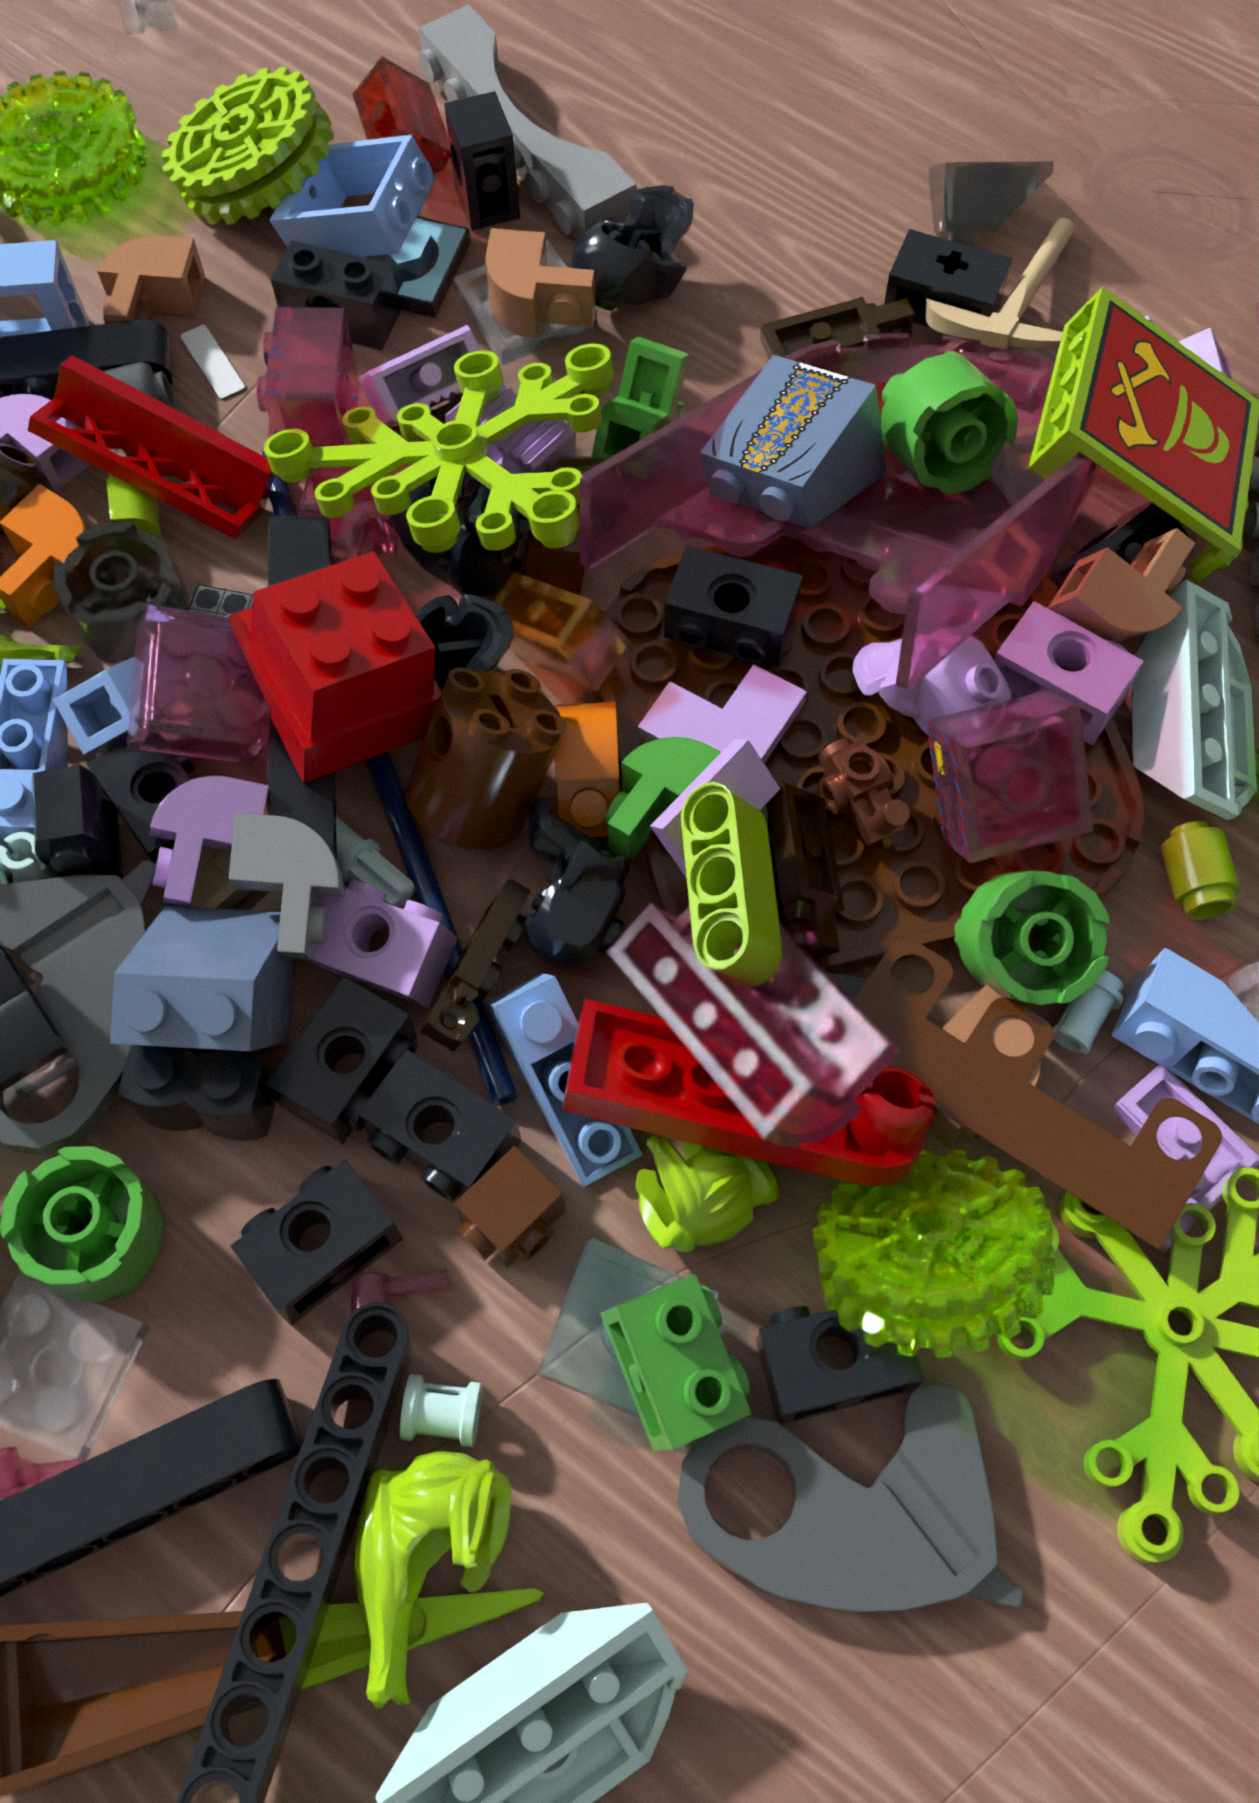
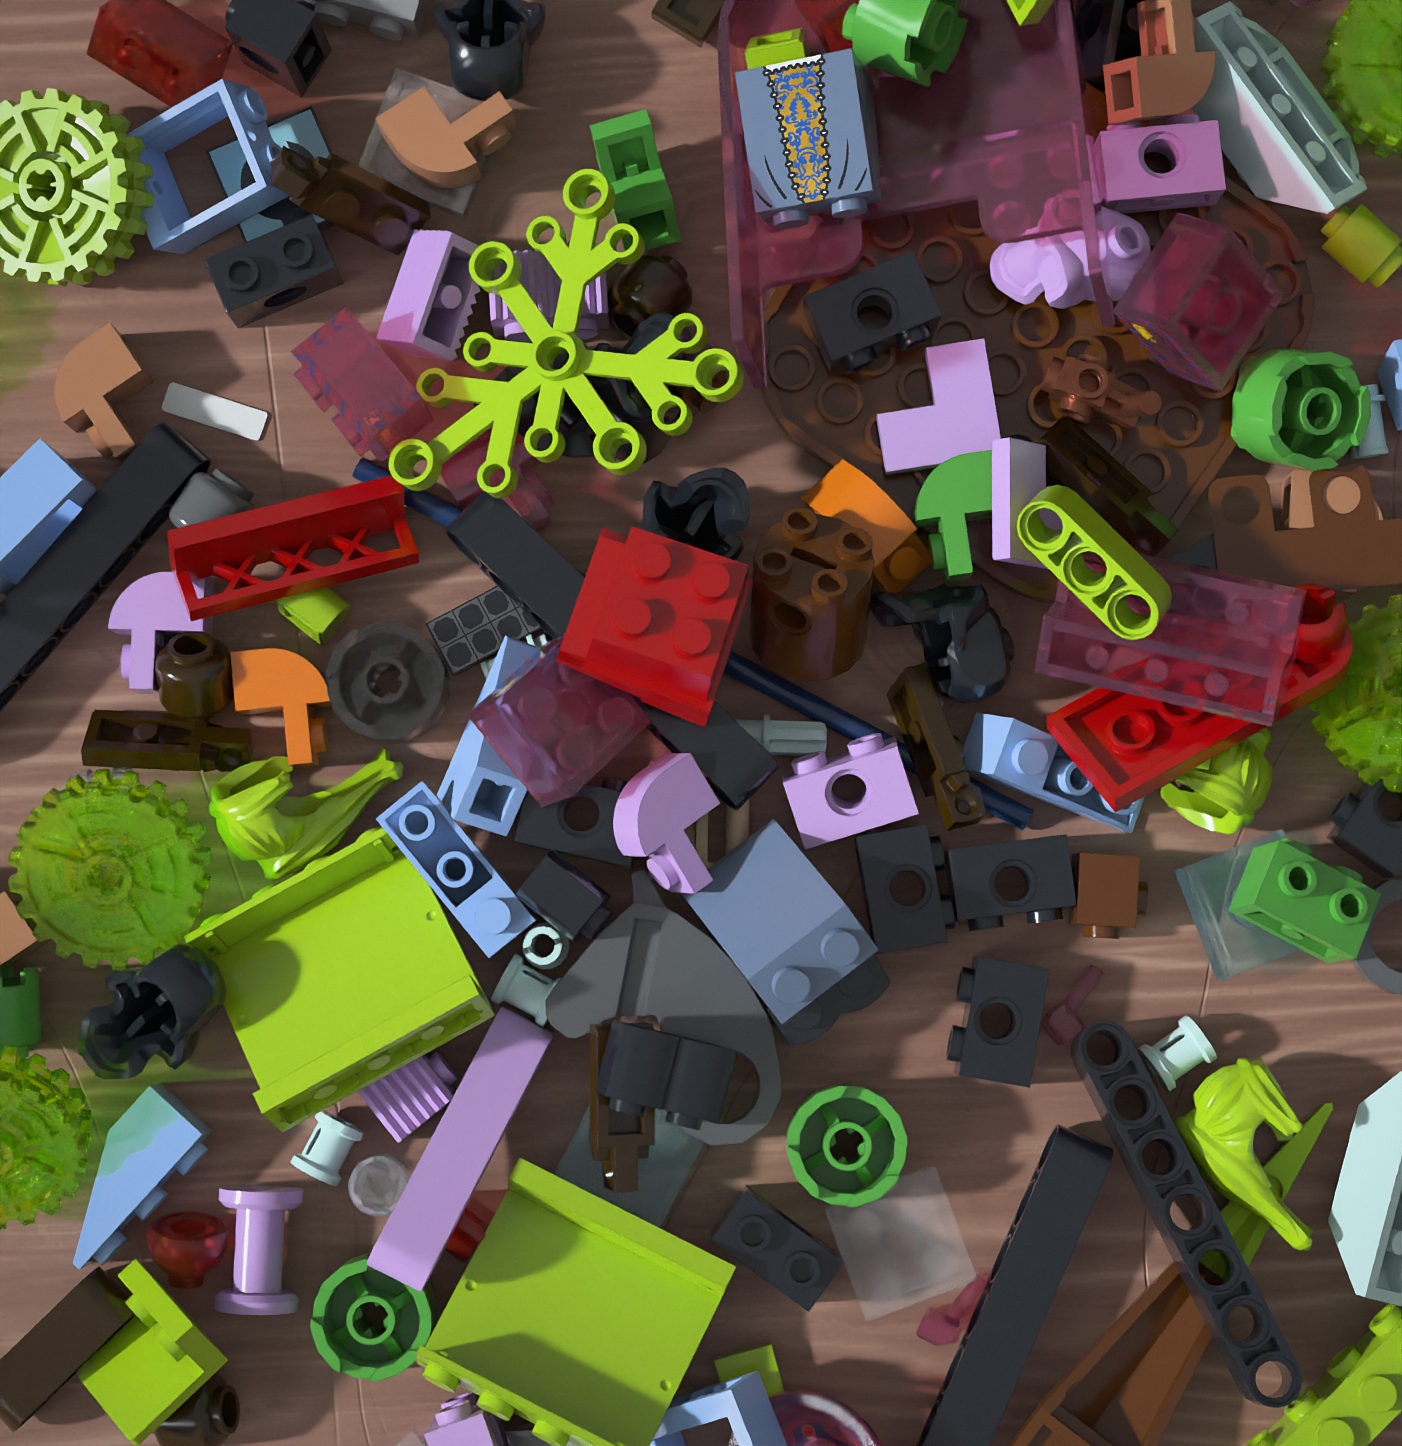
camera: 40 degrees left, 20 degrees up
(290, 859) = (769, 794): light grey brick -> none
(426, 269) = (351, 198): none -> dark brown hinge
(561, 631) = (759, 442): clear orange brick -> none

